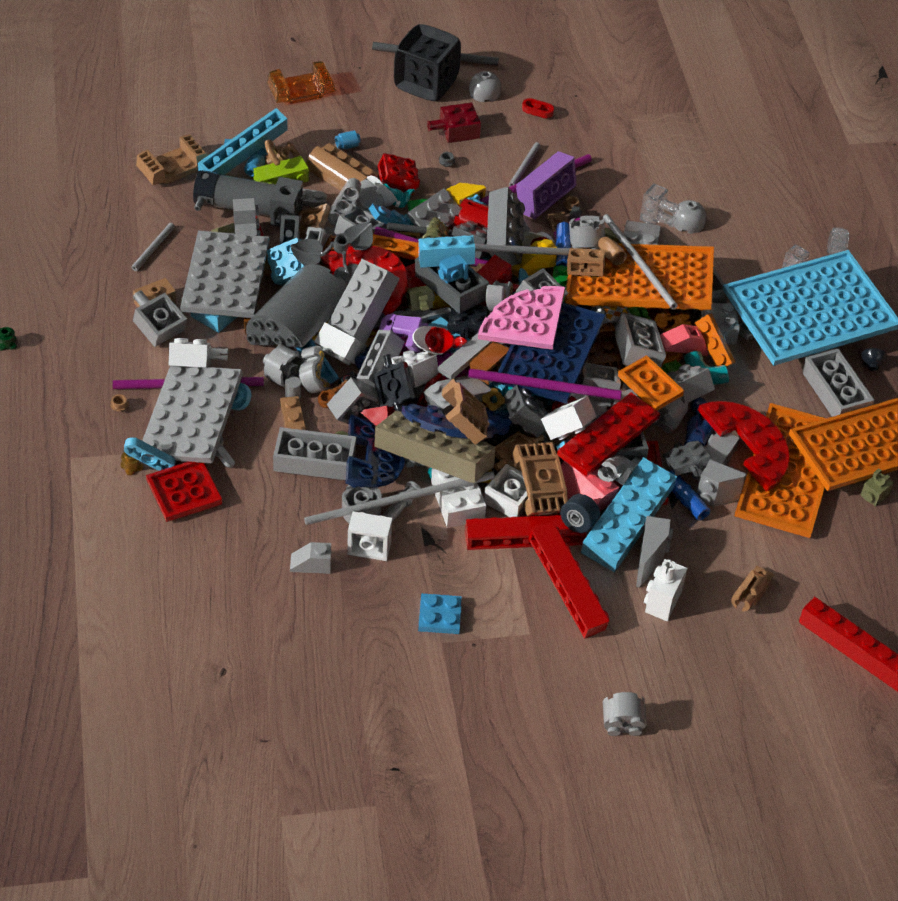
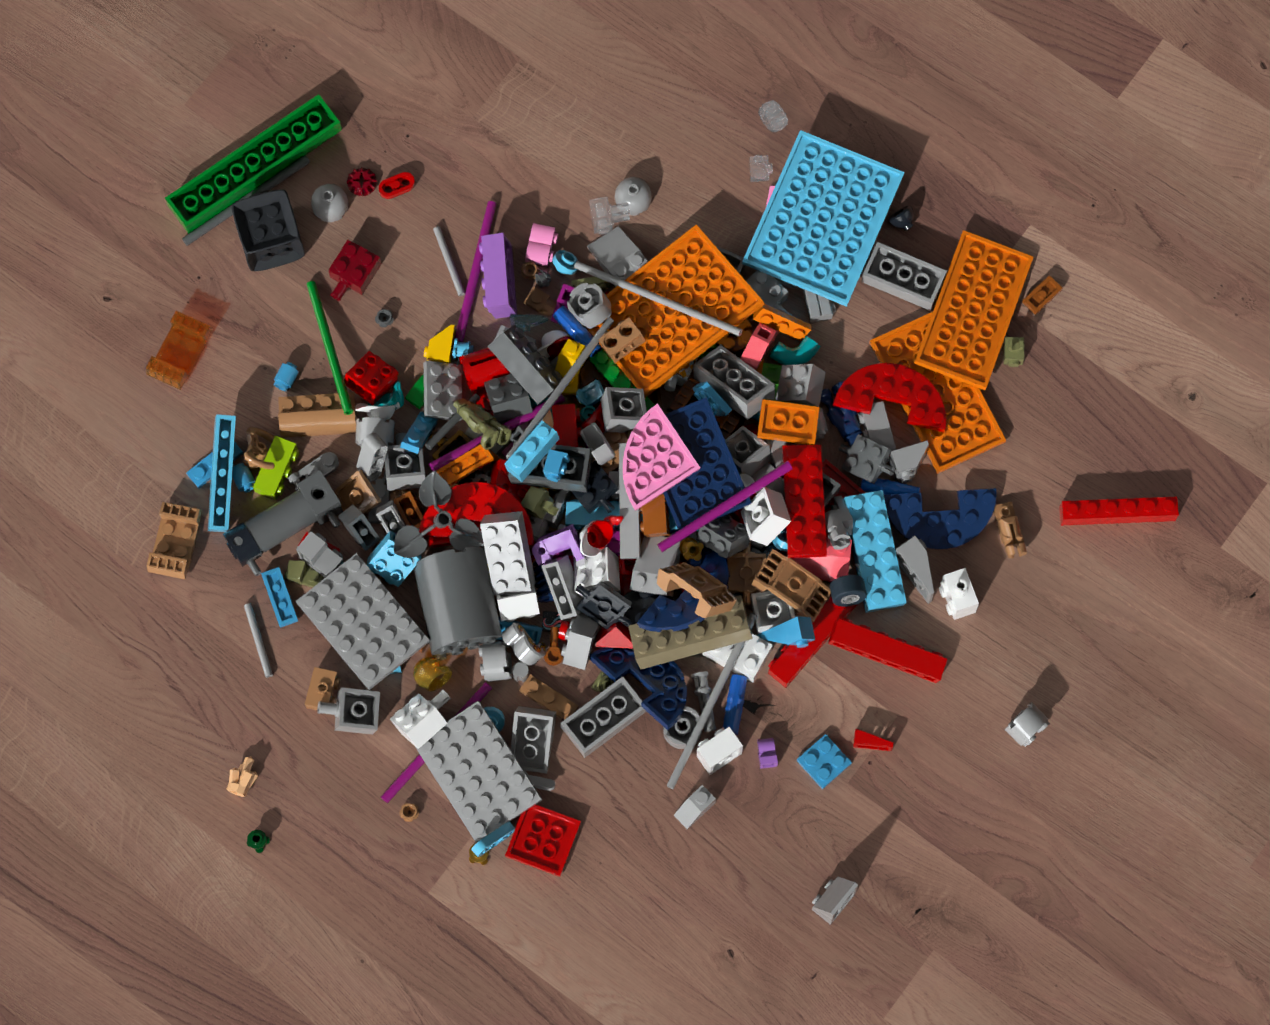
camera: 40 degrees left, 25 degrees up
(42, 300) = (242, 778): none -> light nougat rock
(187, 242) = (279, 597): none -> dark azure plate
(234, 339) = (426, 672): none -> clear yellow helmet
(252, 428) = (533, 738): none -> light grey slope
(338, 698) = (834, 899): none -> light grey slope
(364, 169) = (329, 347): none -> green piece
(405, 570) = (767, 753): none -> medium lavender leg
(417, 524) = (735, 702): none -> blue axle
(476, 38) = (253, 163): none -> green brick
(487, 626) = (868, 741): none -> red slope
(507, 503) = (792, 632): none -> dark azure slope
(518, 97) = (367, 187): none -> dark red gear
(534, 223) = (527, 321): none -> clear light blue plate
(595, 195) = (540, 244): none -> bright pink brick
(599, 209) = (565, 262): none -> medium azure plate
(610, 333) = (716, 403): none -> dark azure plate
(614, 252) = (628, 307): medium nougat arm -> none
(702, 548) = (942, 528): none -> dark blue plate
(753, 359) = (818, 307): none -> light grey brick

